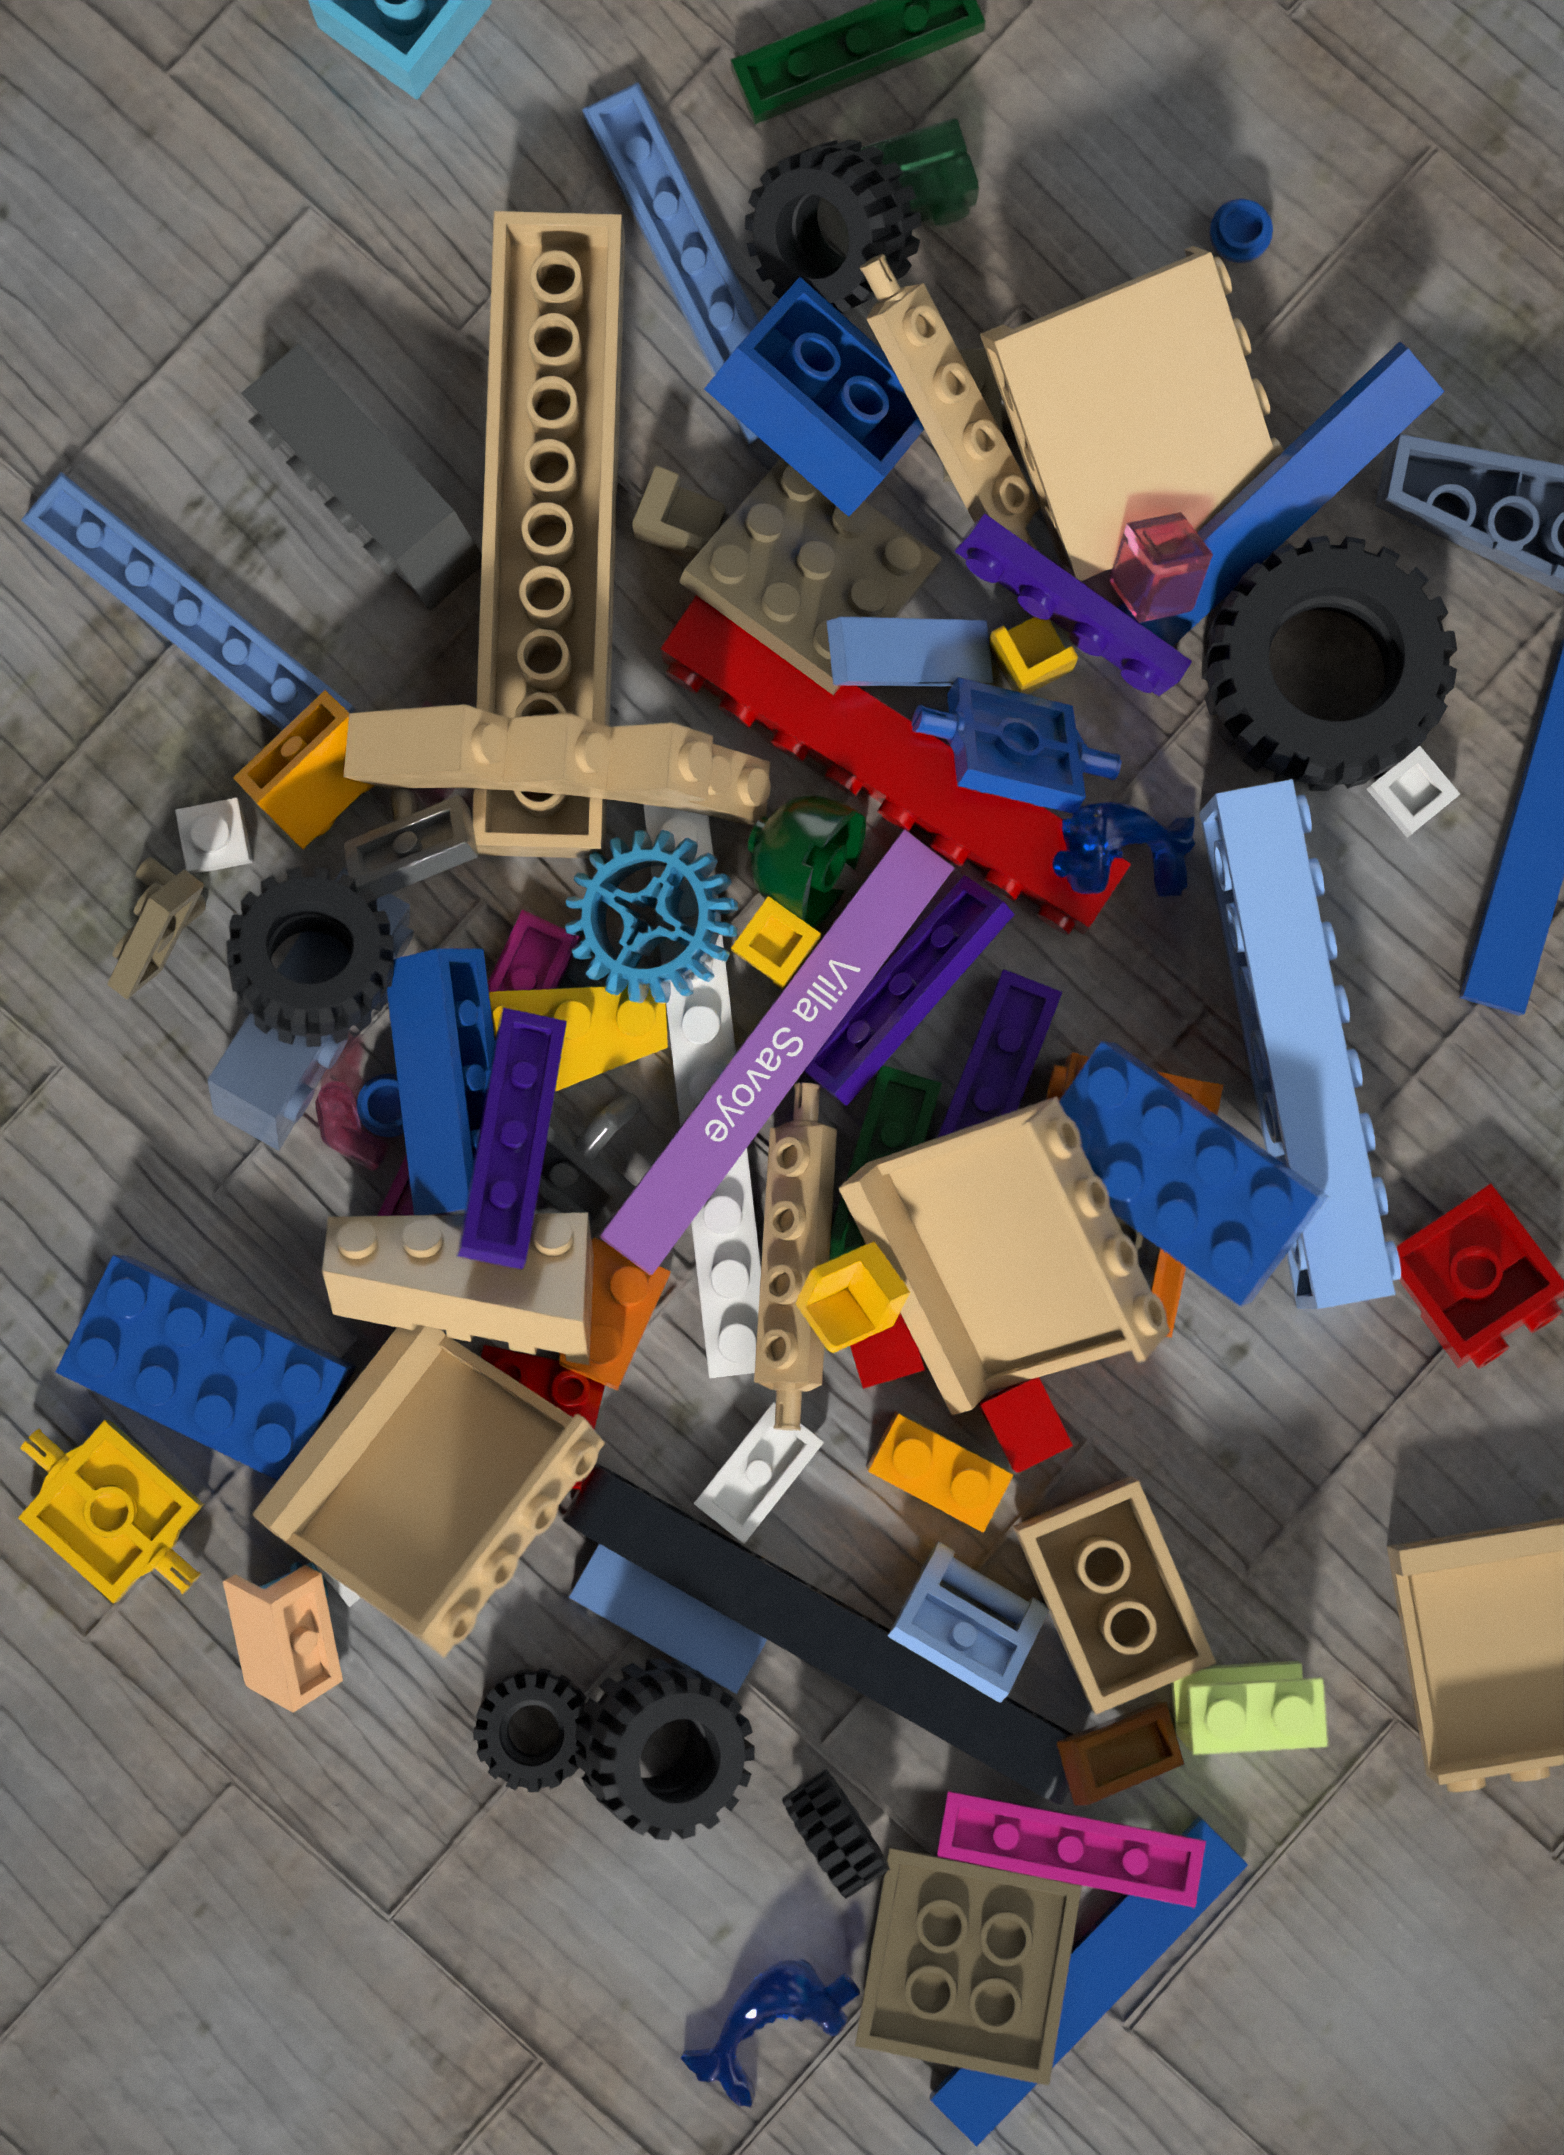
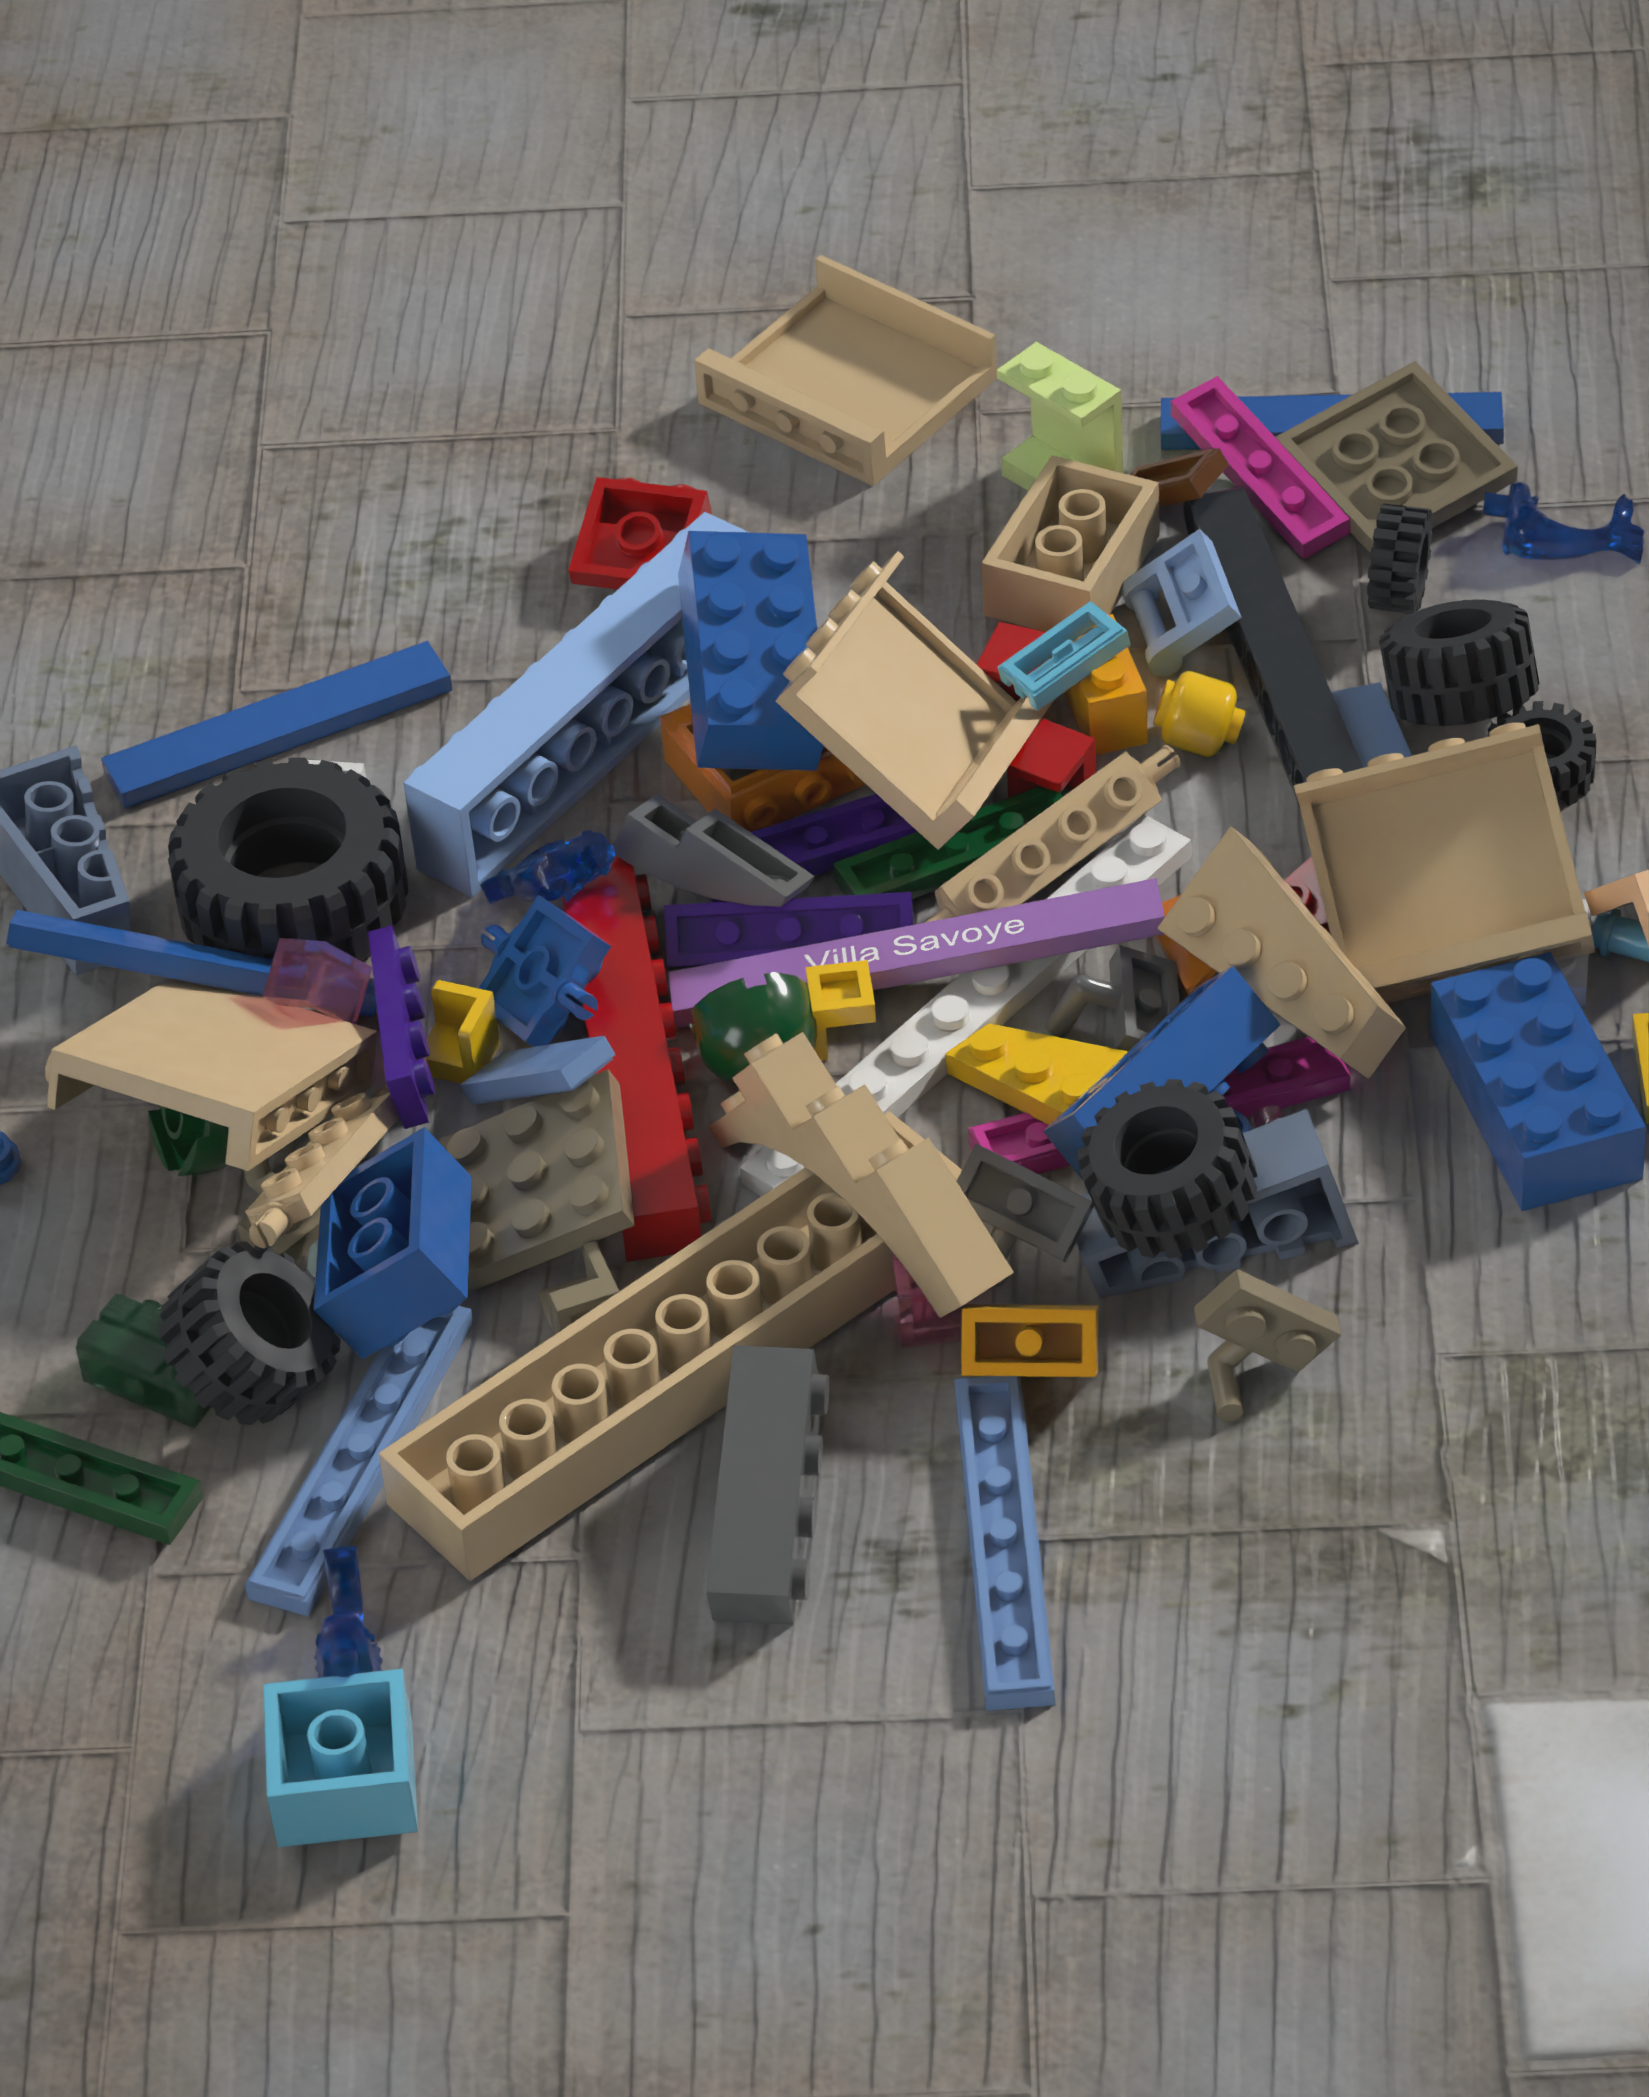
camera: 130 degrees left, 40 degrees down
(214, 836) = (1154, 1390): white plate -> none
(482, 77) = (344, 1640): none -> clear blue animal
(512, 1139) = (1155, 984): dark purple plate -> none
(604, 891) = (910, 1052): dark azure gear -> none
(757, 1475) = (1224, 773): white plate -> none
(834, 1514) = (1198, 714): none -> yellow head
(852, 1297) = (1036, 766): yellow panel -> none
(951, 1490) = (1070, 660): none -> medium azure tile
(1009, 971) = (707, 856): none -> dark grey slope

